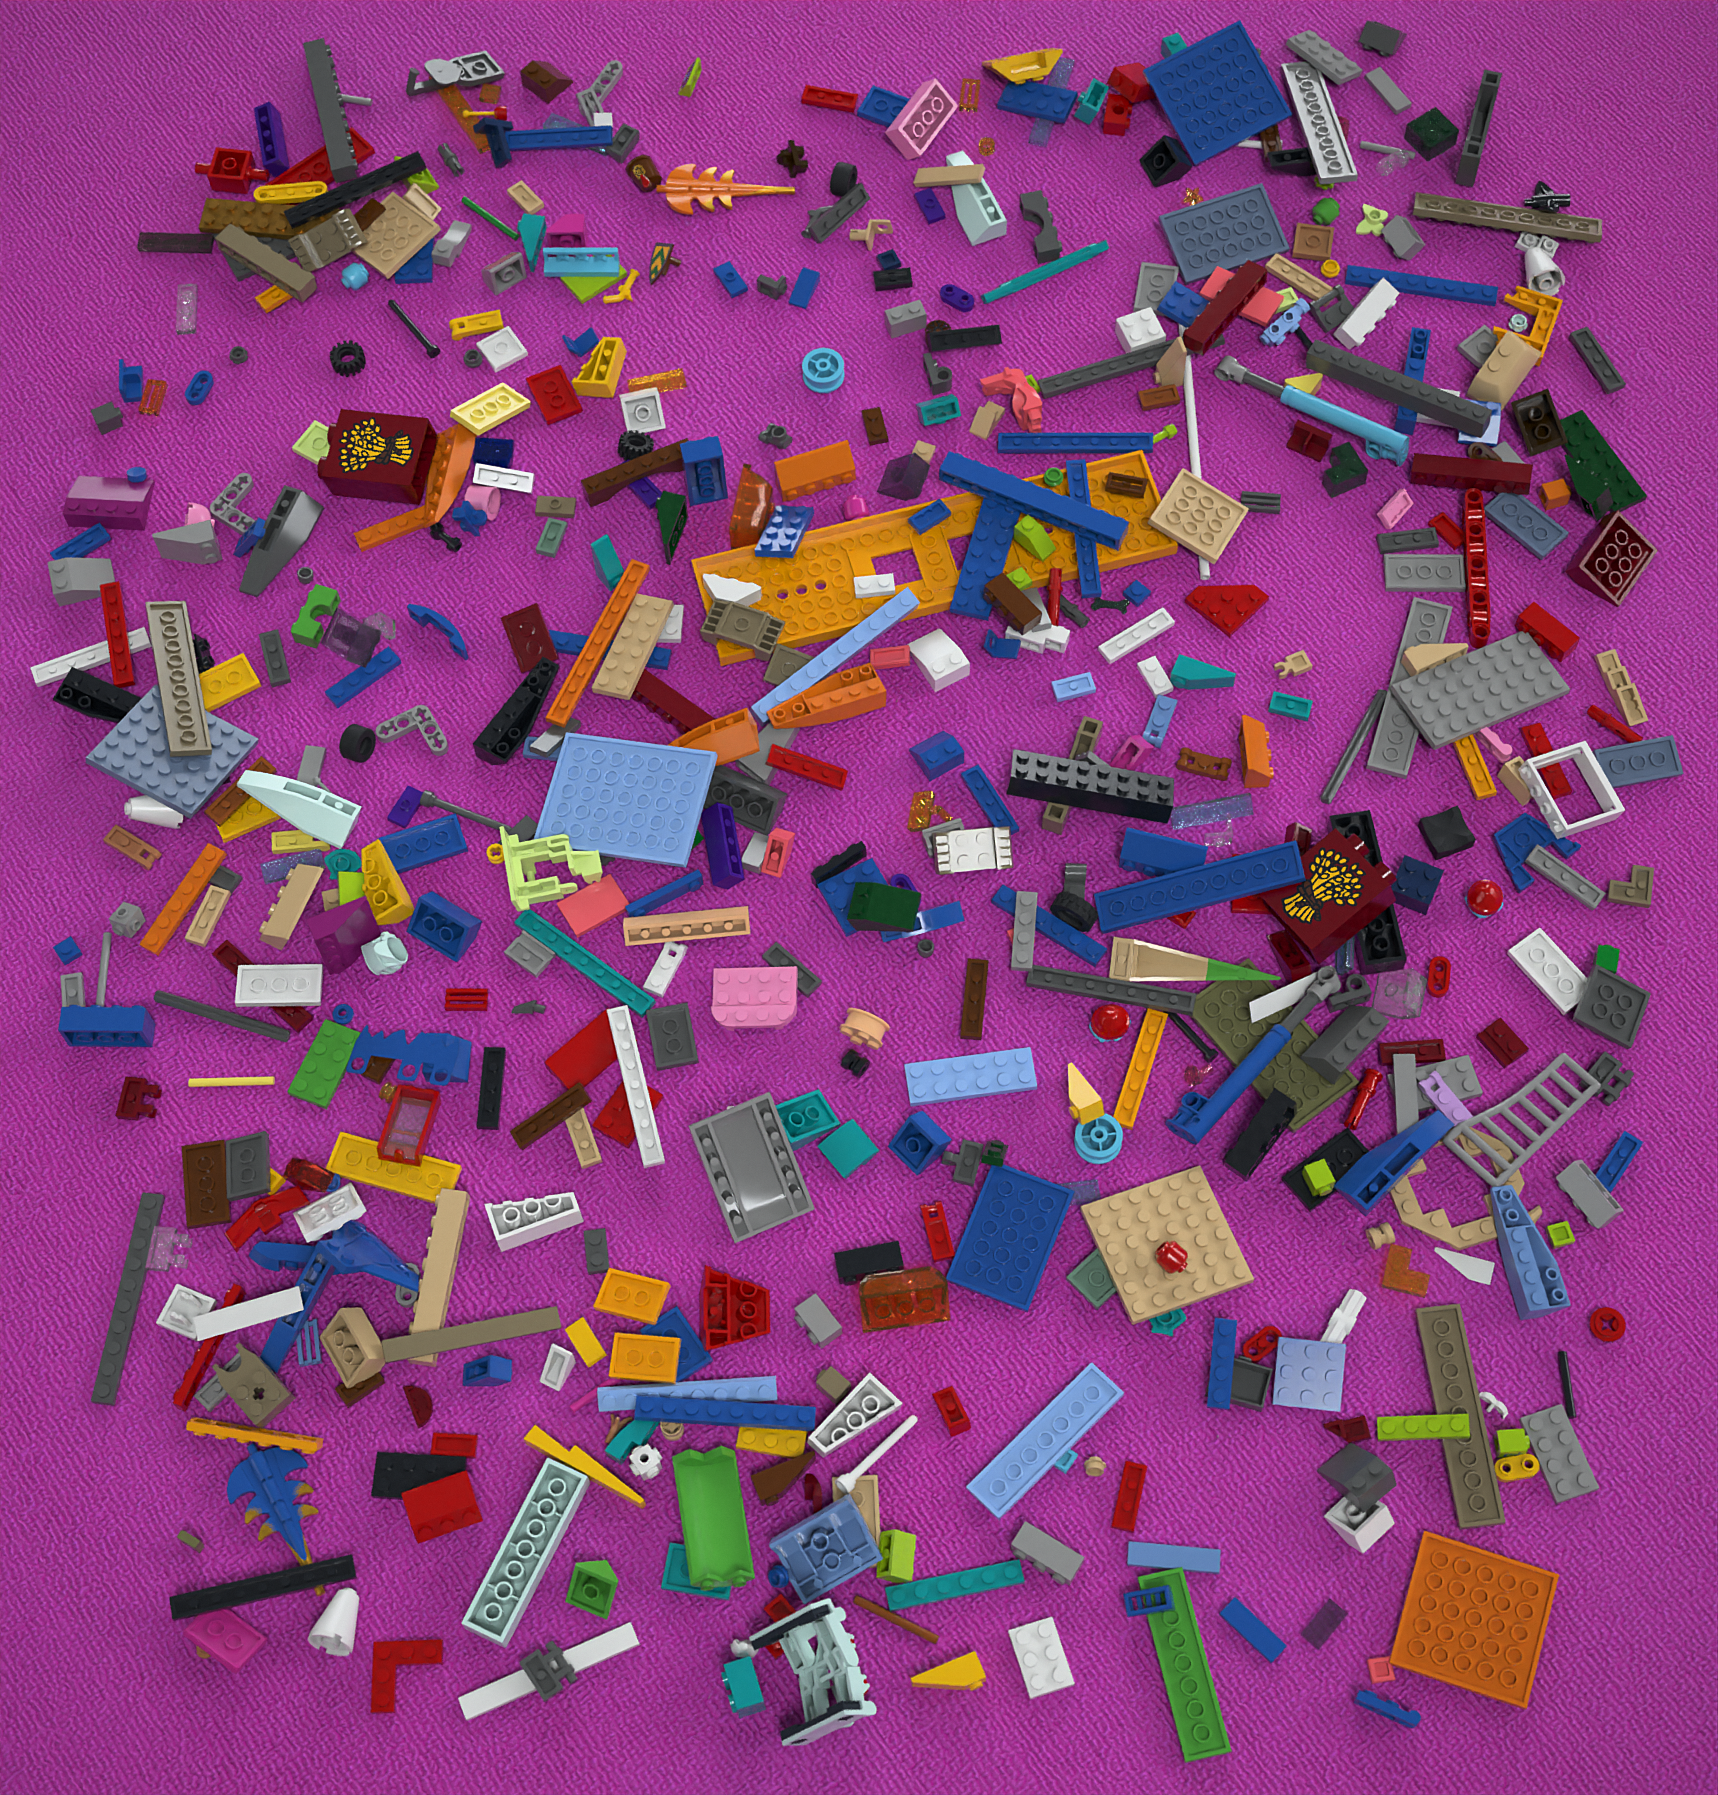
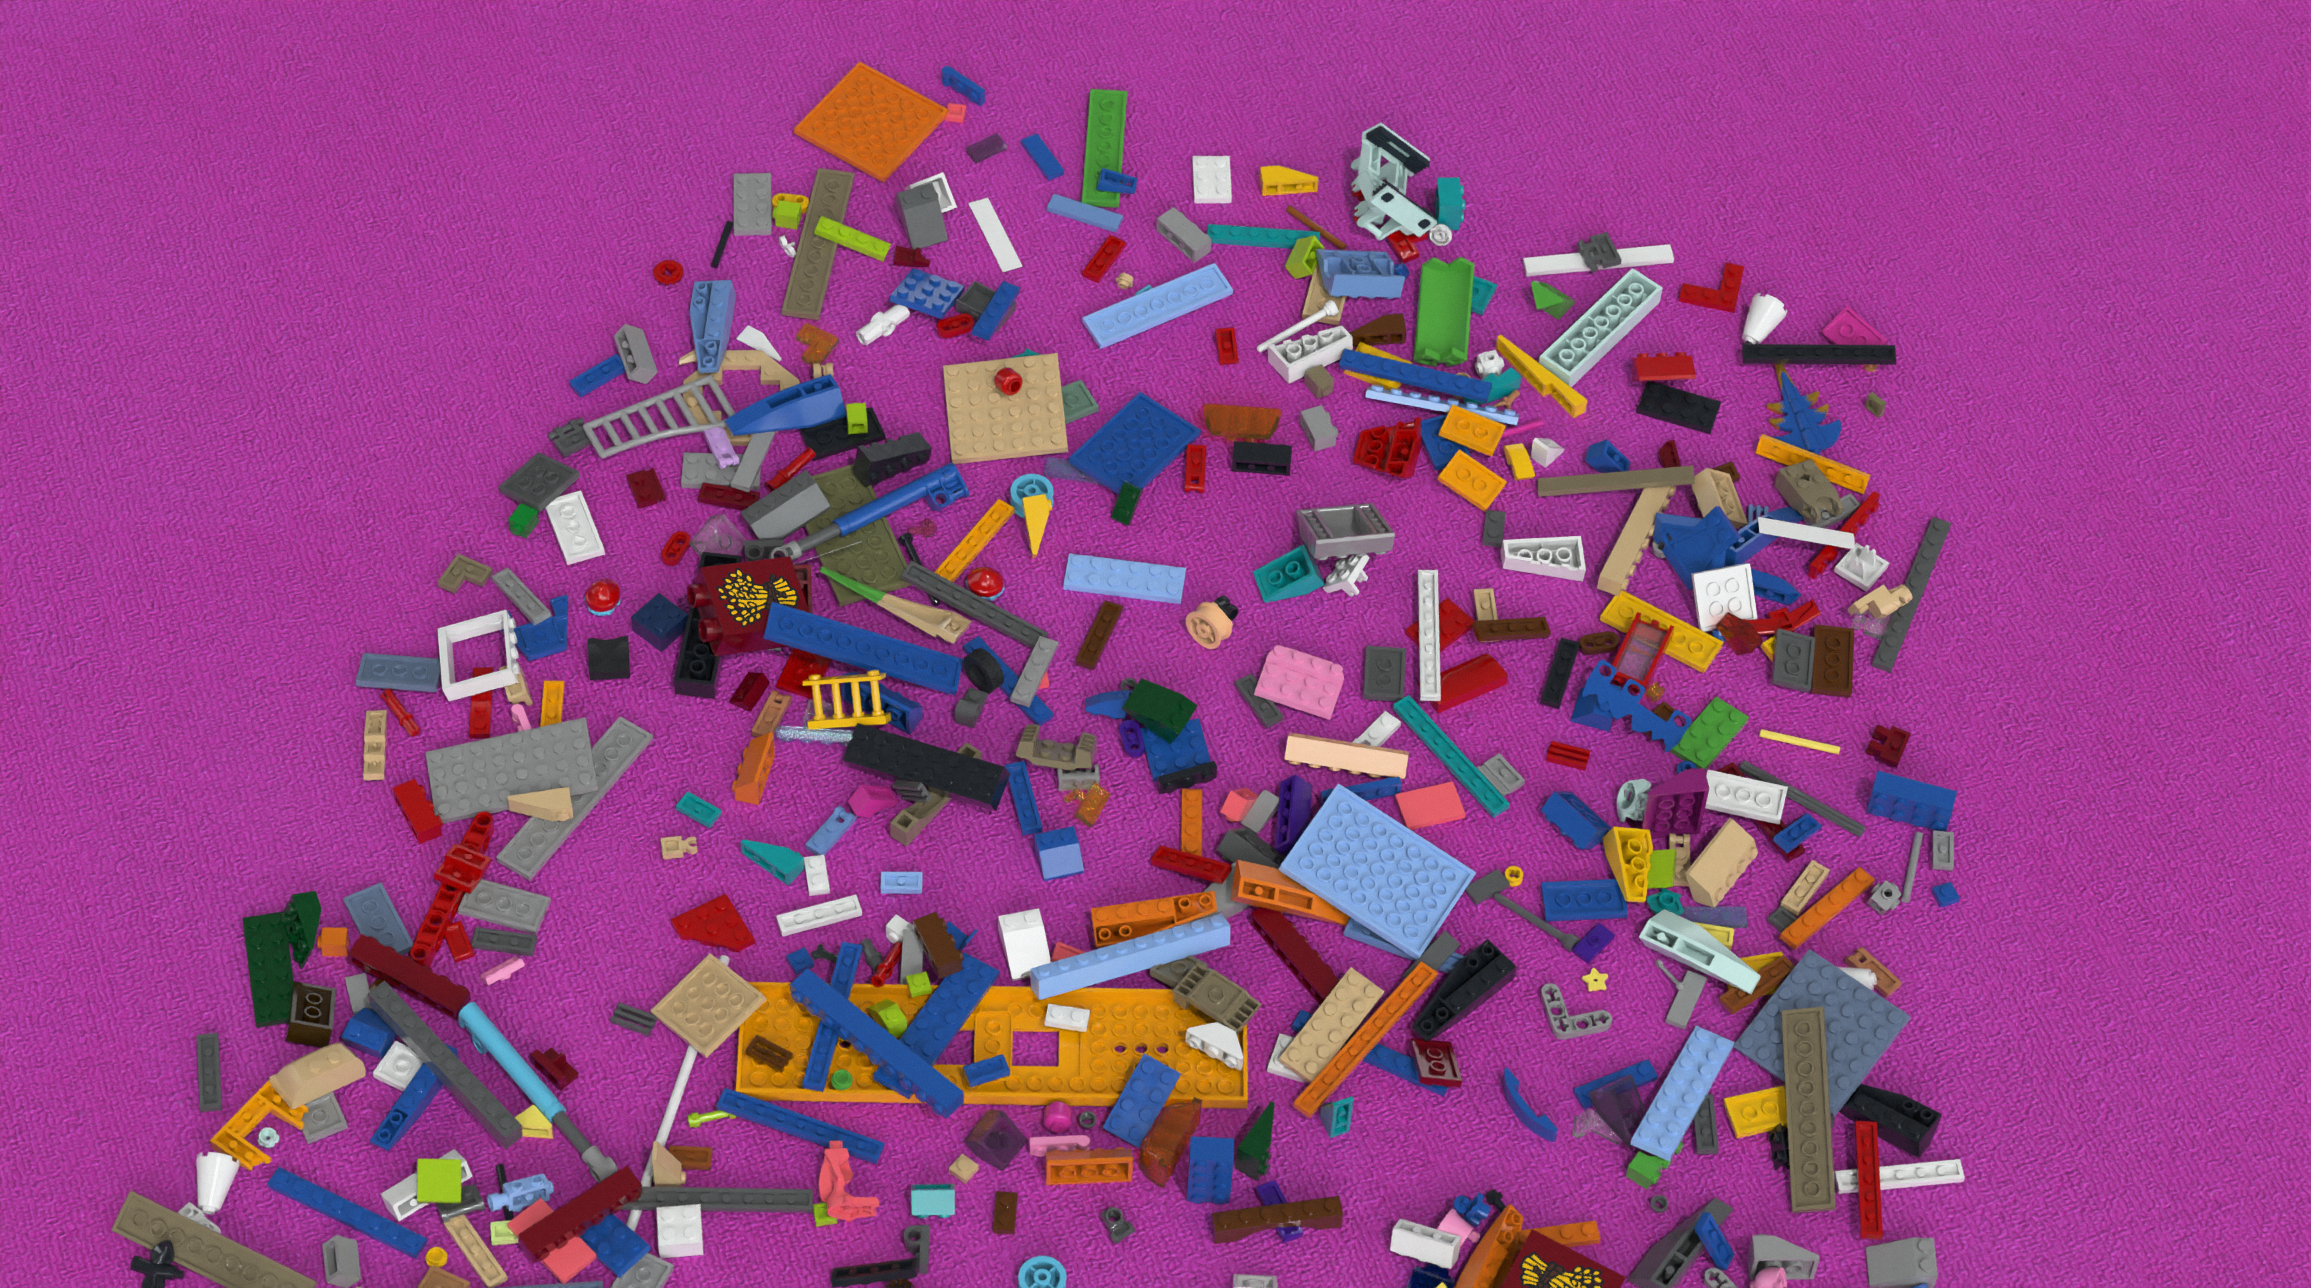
camera: 170 degrees left, 10 degrees down
(160, 1254) = (1882, 601): none -> tan plate
(220, 965) = (1797, 833): none -> blue tile
(297, 672) = (1682, 1093): none -> light blue plate
(357, 743) = (1632, 1006): black tyre -> none
(398, 774) = (1591, 984): none -> light yellow plate
(454, 1445) = (1645, 422): red tile -> none
(457, 1135) = (1598, 643): none -> reddish brown plate
(521, 859) = (1491, 808): yellowish green container -> none
(529, 1008) = (1511, 733): dark grey bar -> none
(551, 537) = (1387, 1176): sand green plate -> none
(555, 507) = (1375, 1214): dark tan plate -> none
(634, 445) = (1261, 1242): black tyre -> none
(813, 1492) = (1355, 310): dark red slope -> none
(820, 822) = (1191, 821): none -> orange plate
(829, 516) = (1087, 1116): none -> dark grey hinge
(846, 487) = (1040, 1145): none -> bright pink plate
(848, 1148) = (1251, 547): teal slope -> none
(919, 1142) = (1187, 534): blue slope -> none
(966, 1162) = (1152, 511): dark grey plate -> none
(986, 420) = (883, 1185): tan slope -> none
(1193, 829) = (839, 719): none -> yellow fence
(1203, 764) = (805, 781): dark orange plate -> none
(1263, 820) = (771, 714): none -> nougat plate
(1266, 1498) = (995, 235): none -> white sticker
(1346, 471) = (535, 1016): brick -> none
(1353, 747) = (654, 760): dark grey axle -> none
(1354, 303) = (439, 1181): none -> lime tile
(1475, 574) = (462, 868): none -> red slope
(1560, 1234) = (673, 338): lime plate -> none
(1611, 559) = (316, 862): dark red slope -> none

